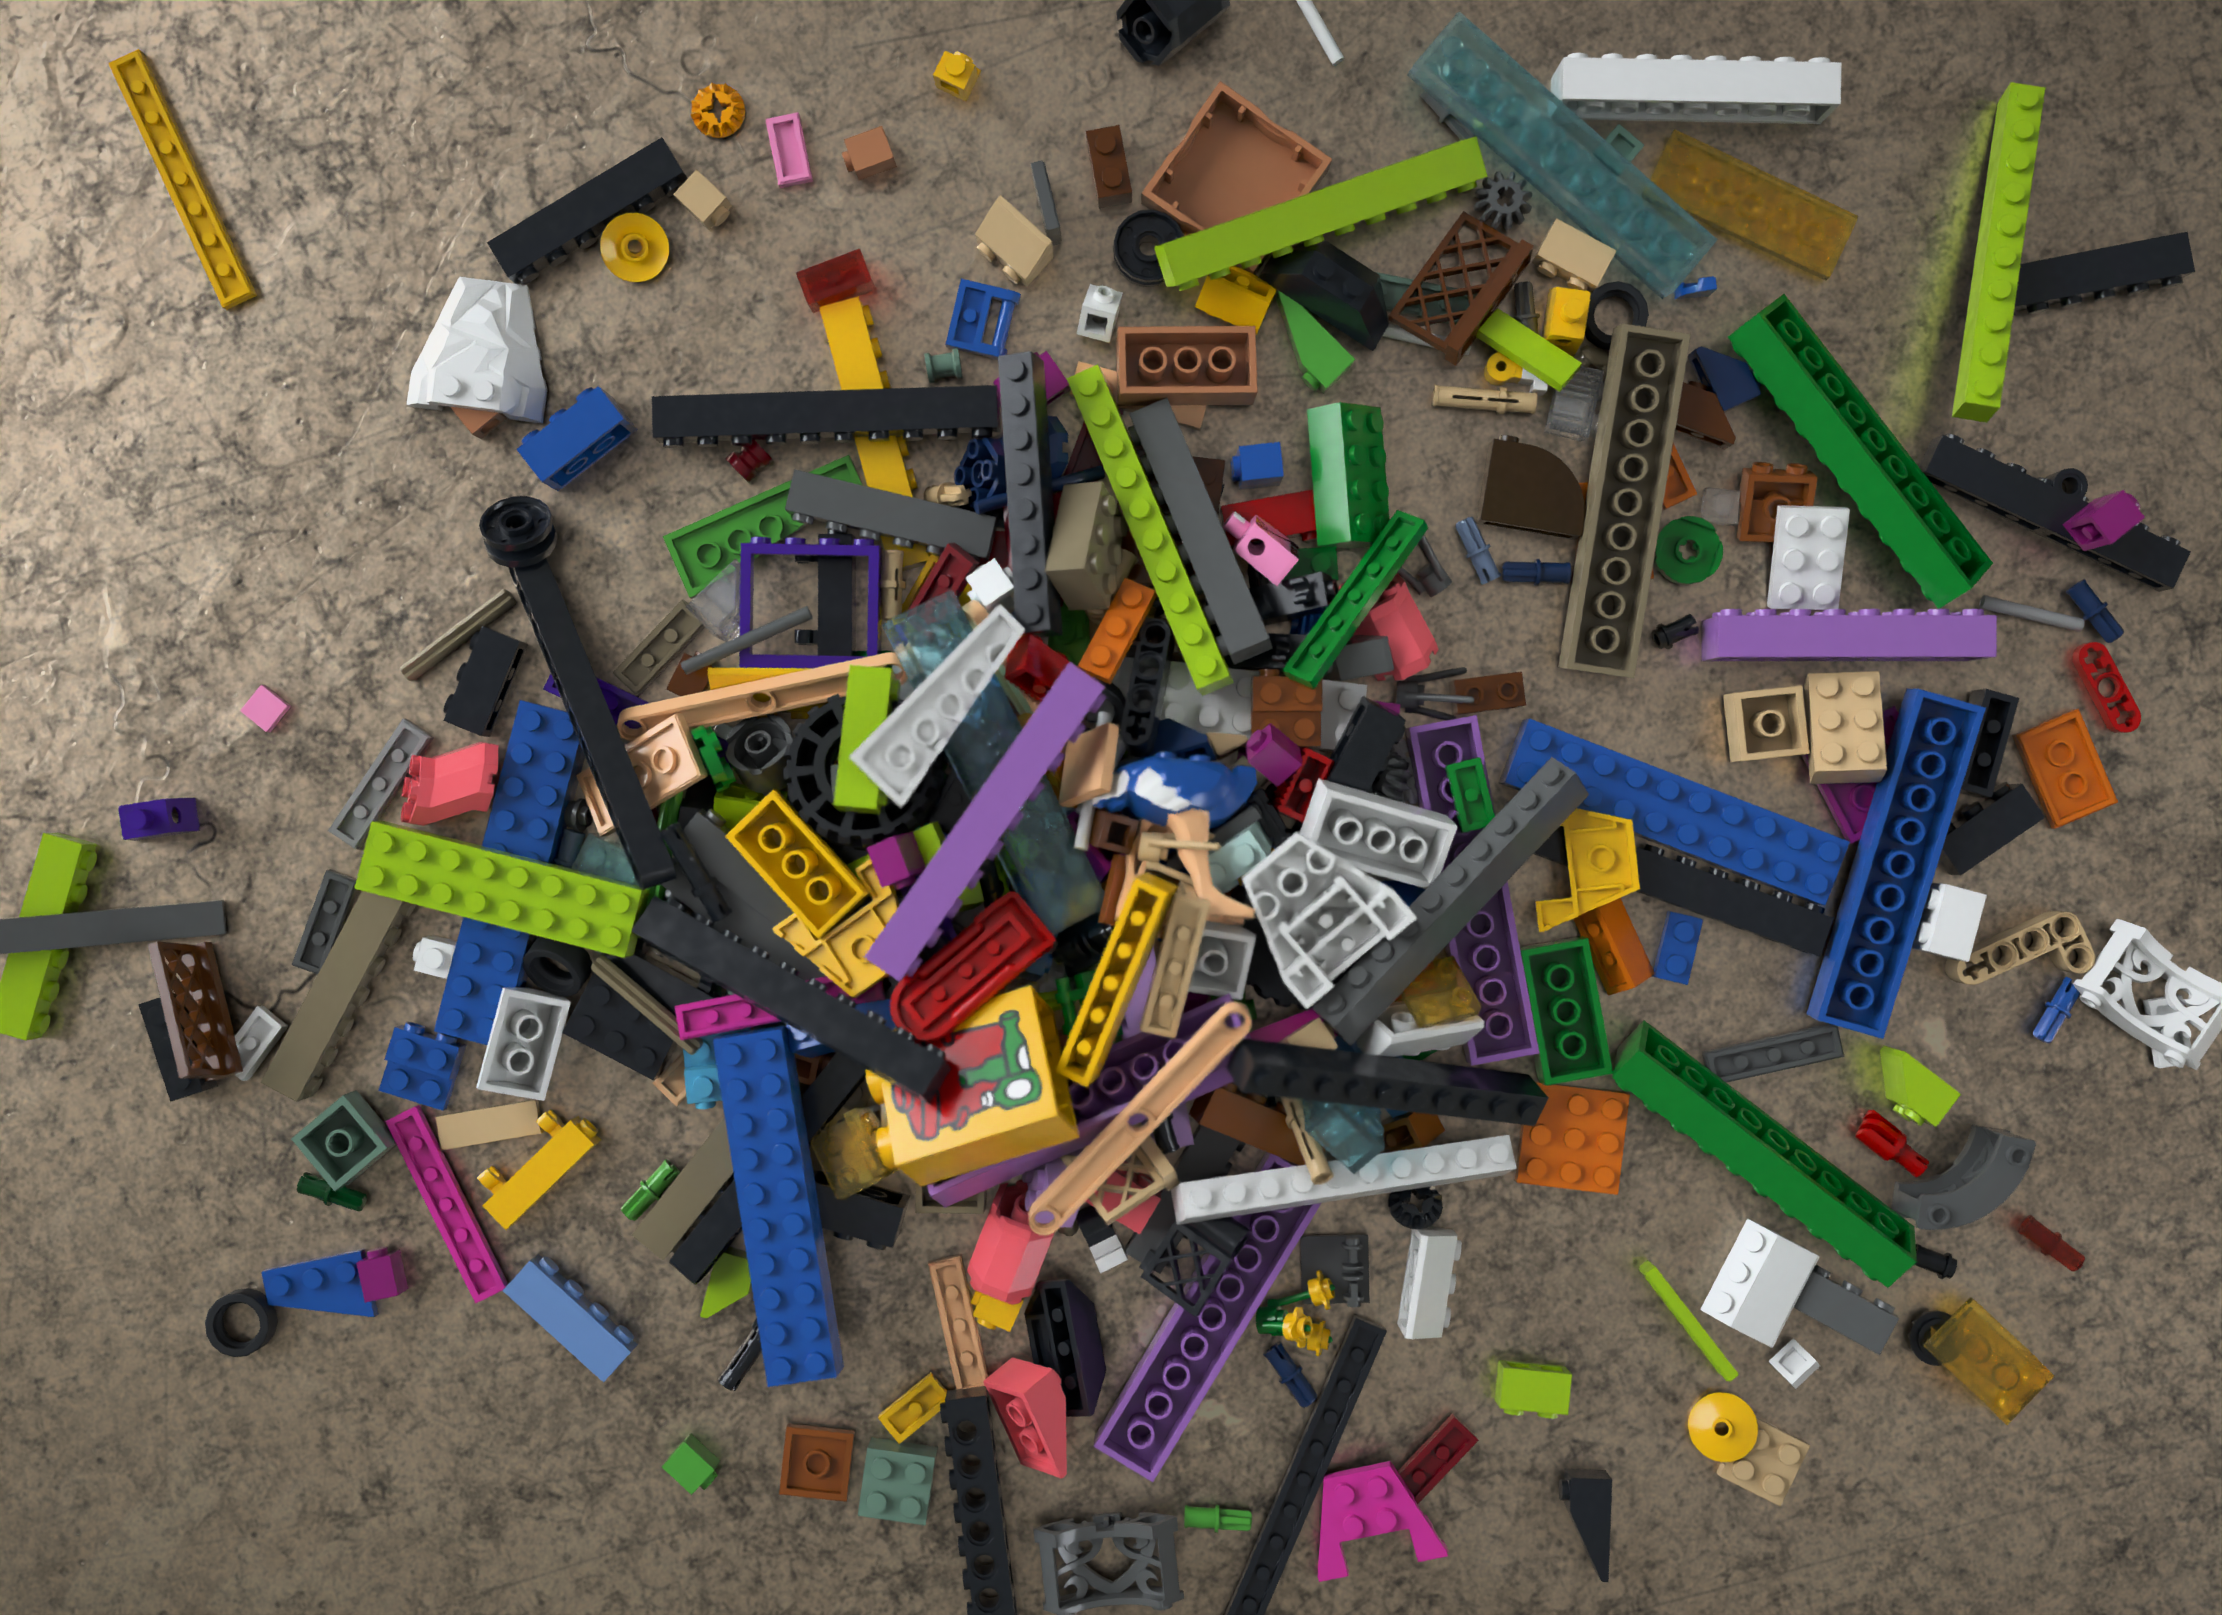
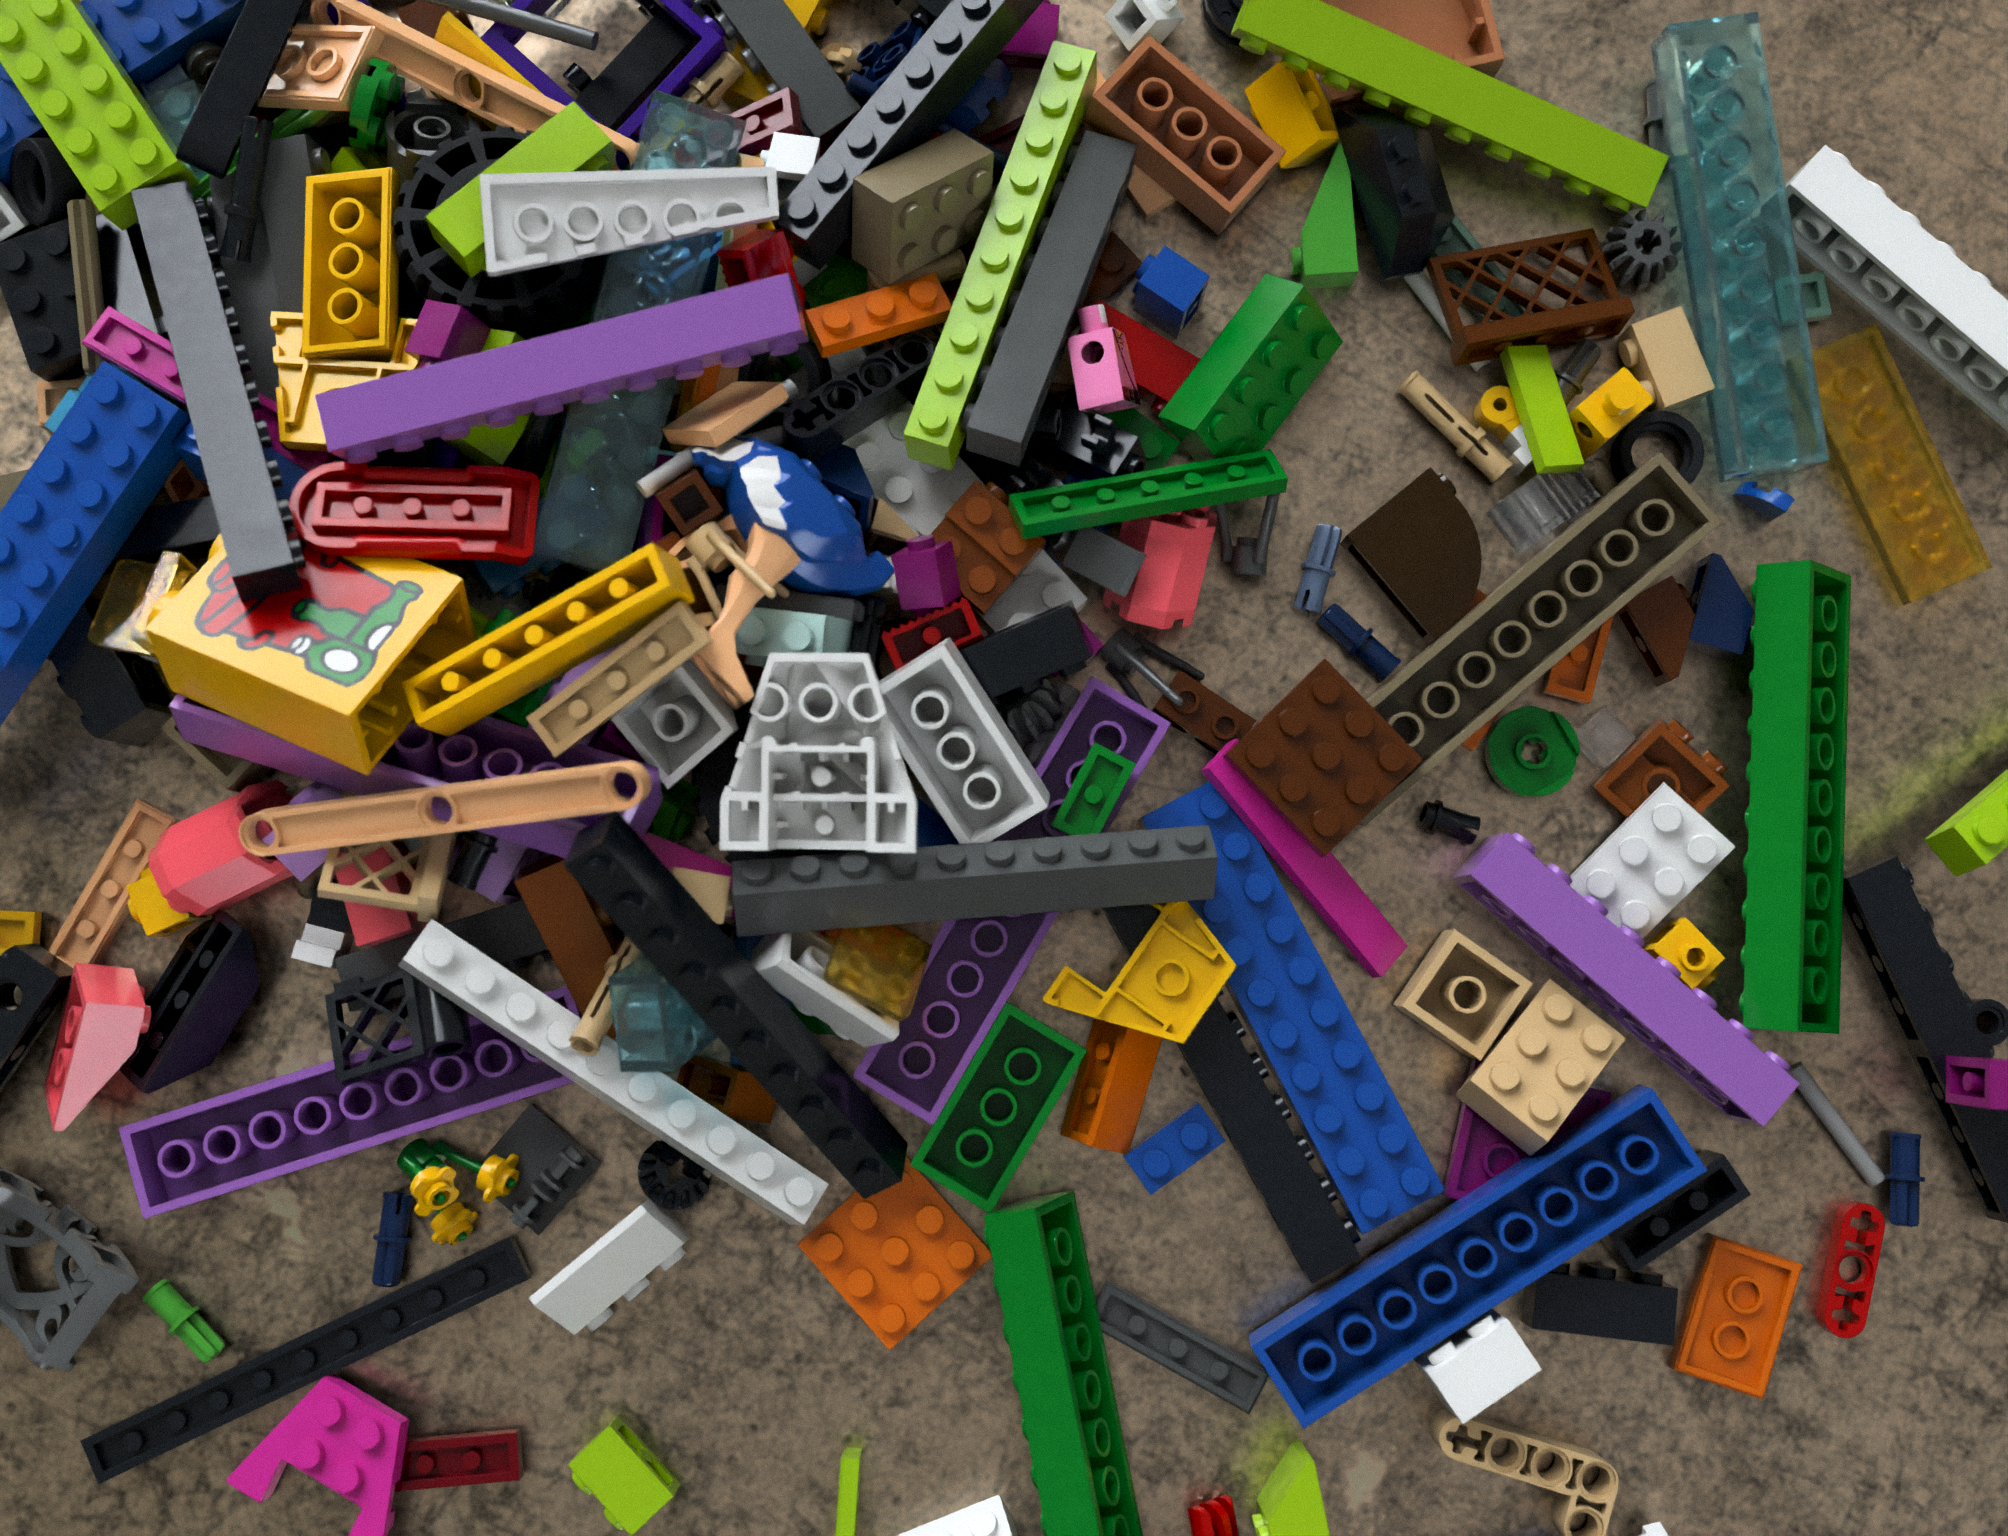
camera: 45 degrees right, 5 degrees down
(1580, 662) = (1323, 758): none -> reddish brown plate
(1614, 725) = (1319, 879): none -> dark pink tile
(1869, 592) = (1688, 951): none -> yellow brick

